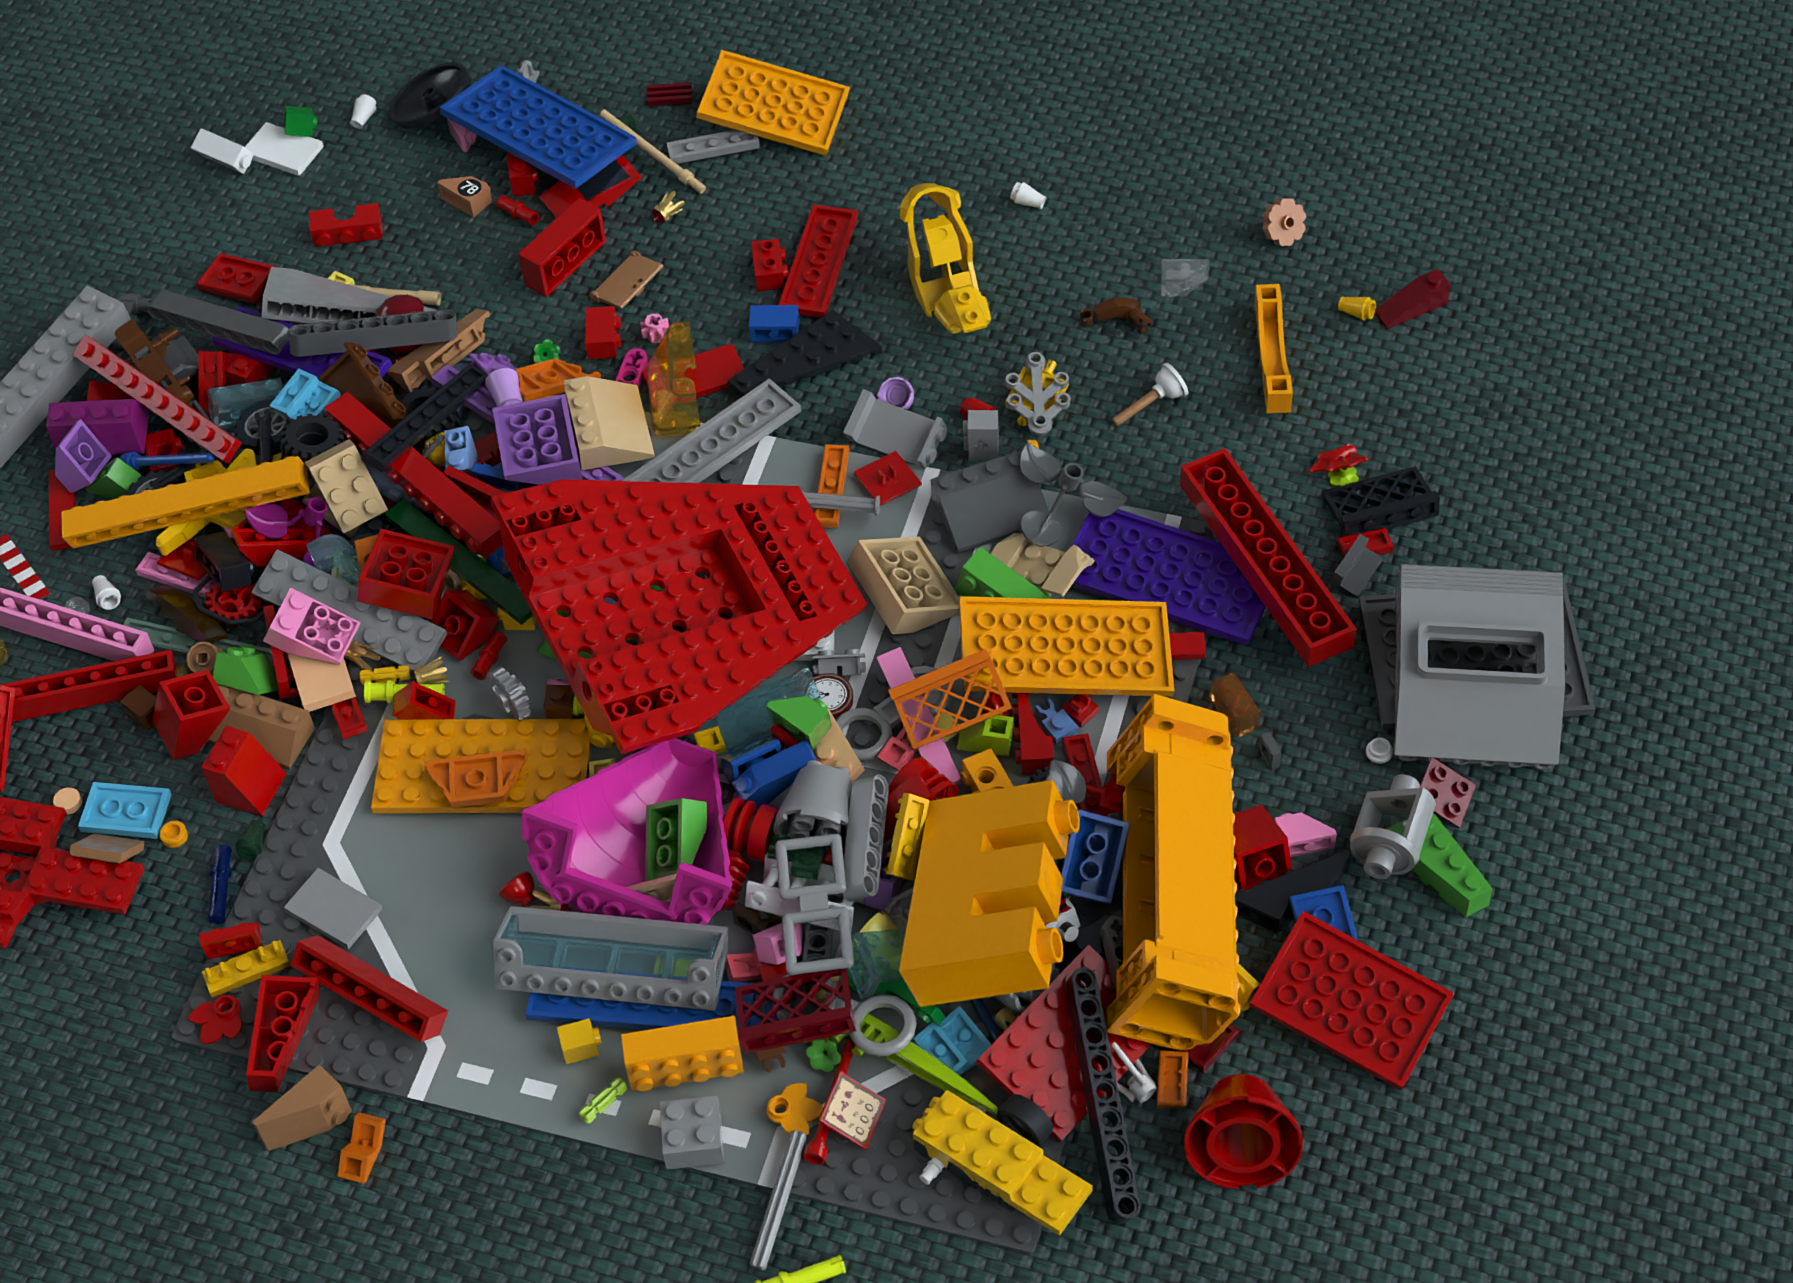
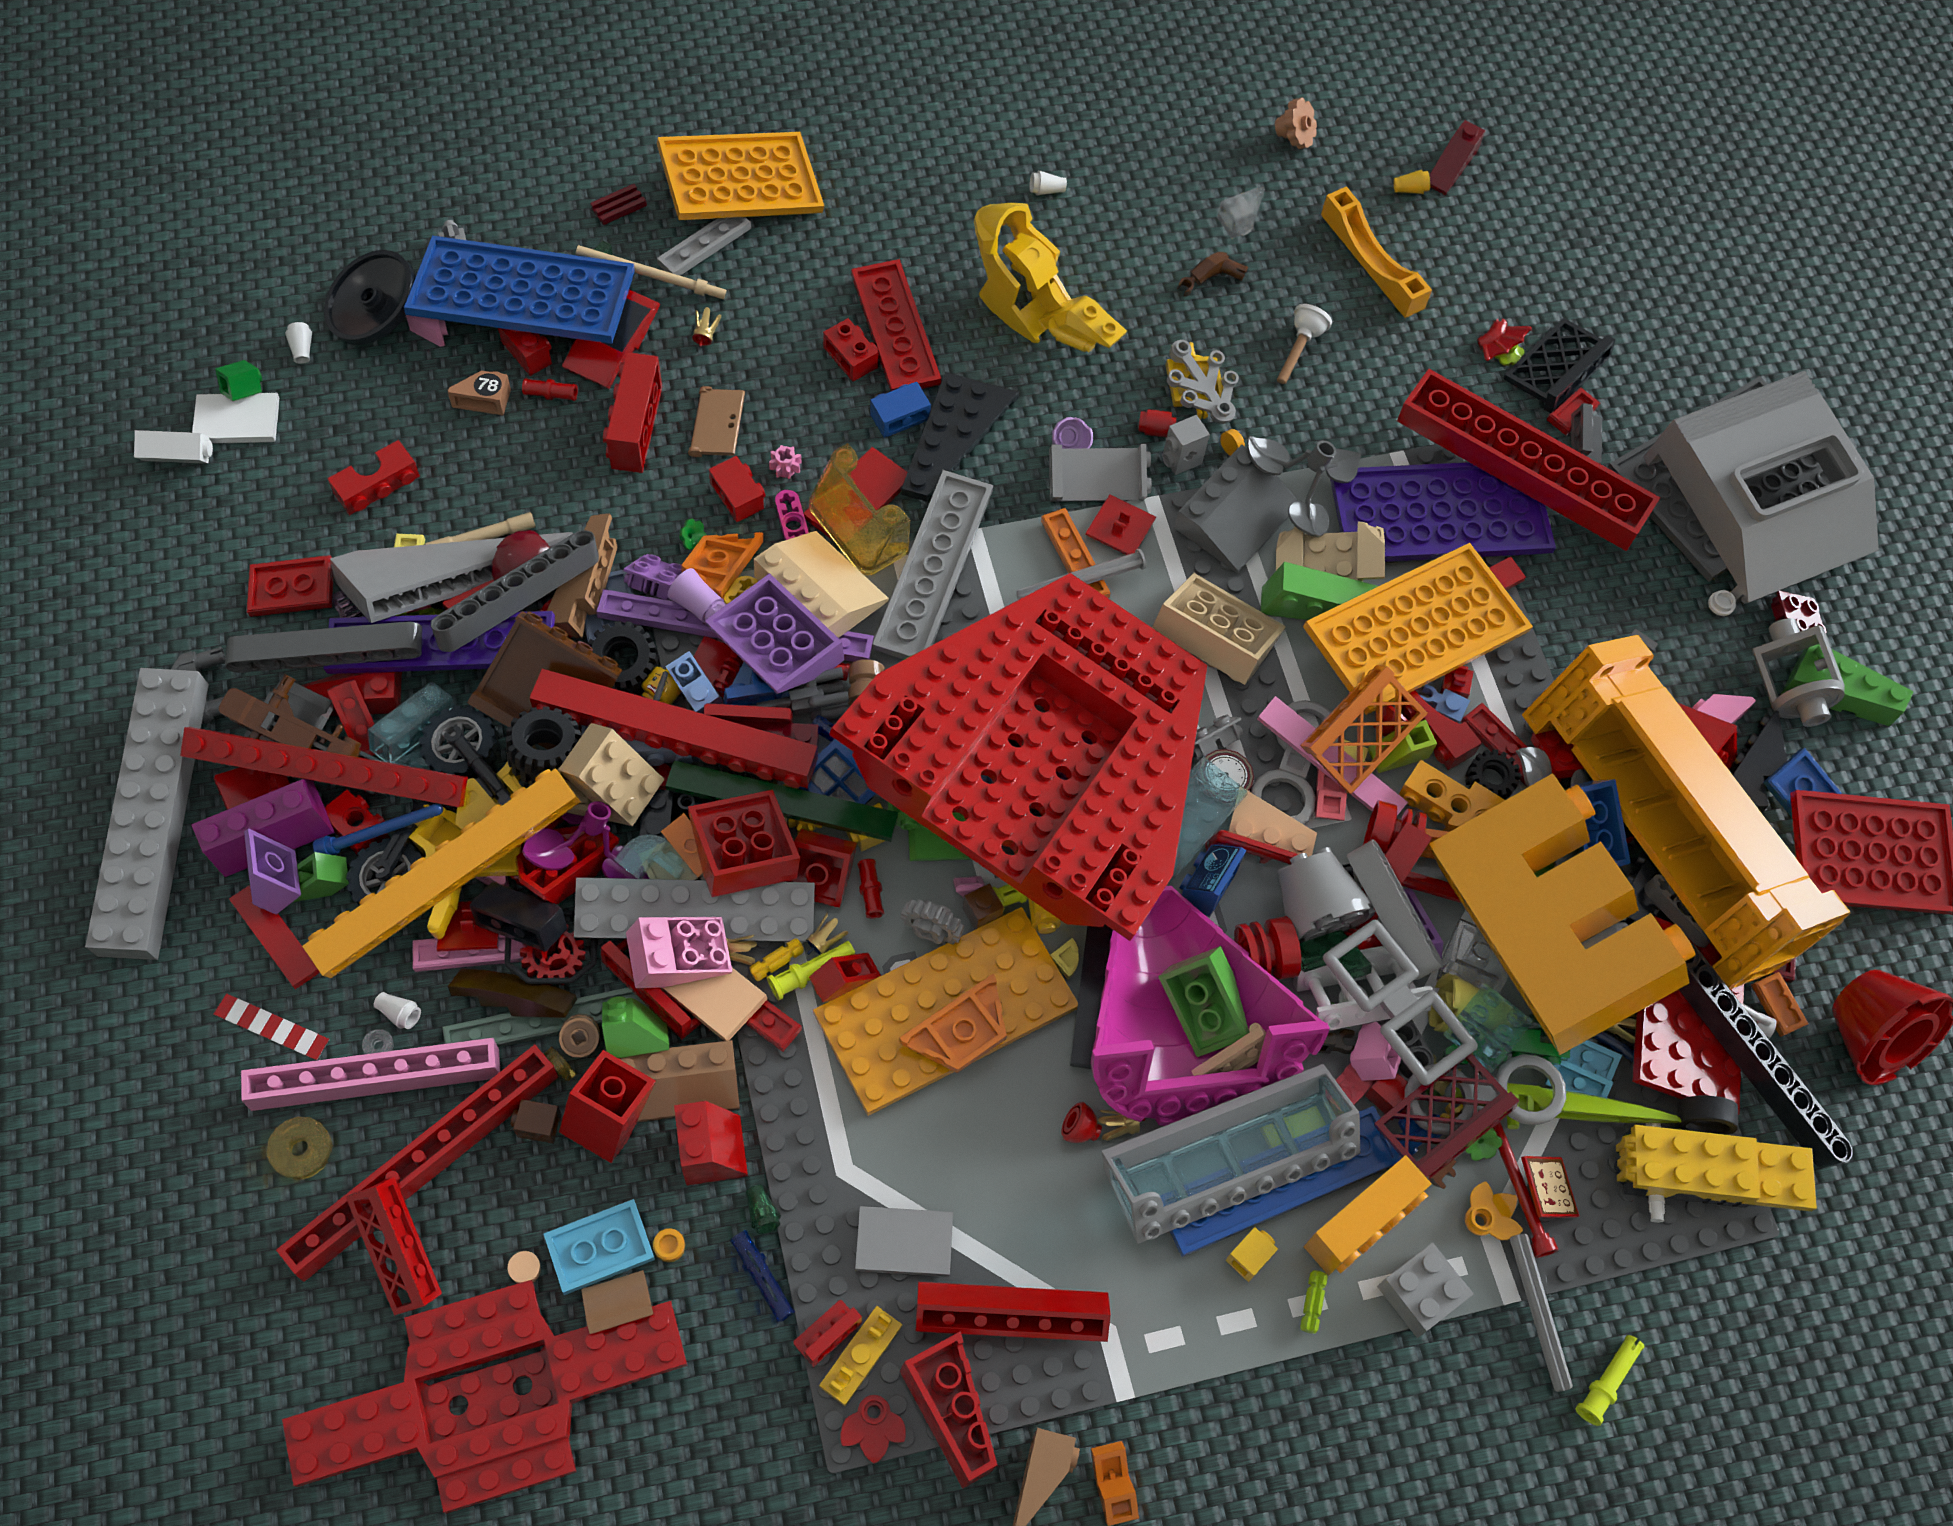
camera: 40 degrees left, 10 degrees up
(304, 396) = (492, 696): medium azure slope -> none
(424, 418) = (644, 664): black tile -> none
(773, 775) = (1251, 881): blue slope -> none
(802, 718) = (1252, 816): bright green slope -> none
(907, 836) = (1434, 890): yellow plate -> none
(1235, 702) = (1582, 615): clear orange brick -> none

